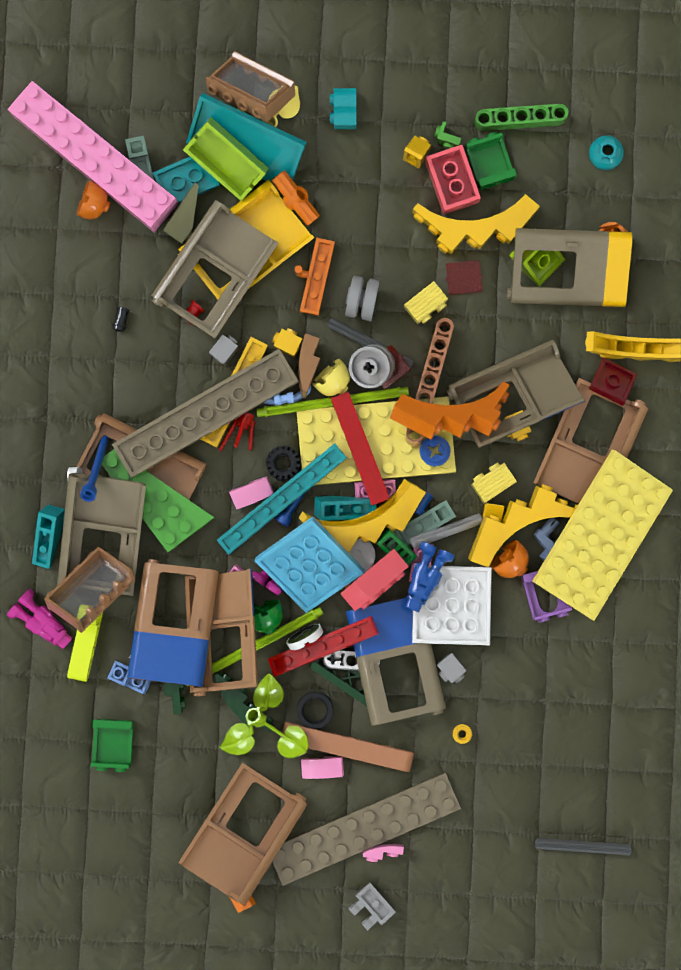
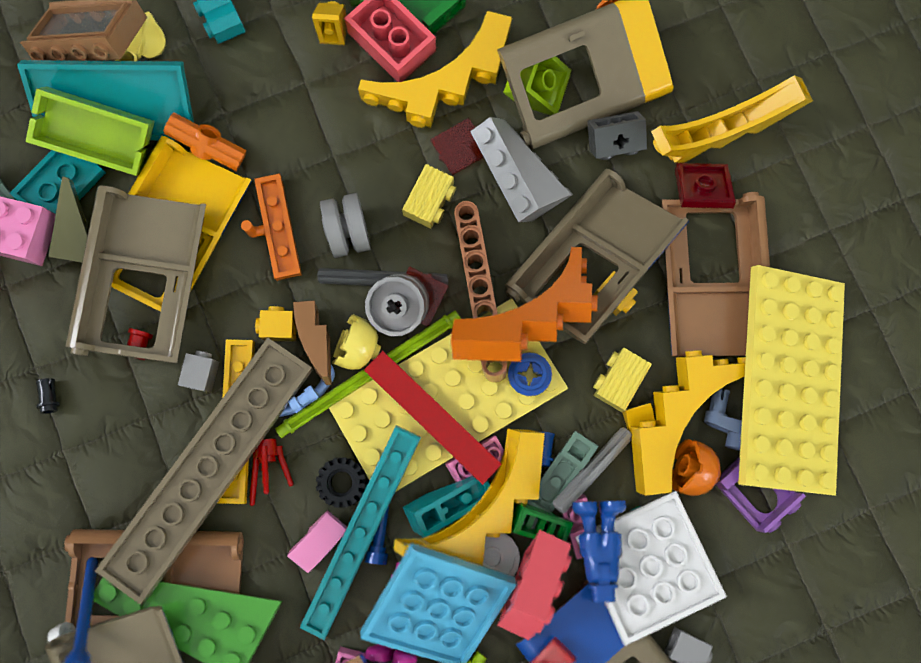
camera: 30 degrees left, 5 degrees down
(492, 314) = (518, 170): none -> light grey wedge
(571, 320) = (617, 135): none -> dark grey brick

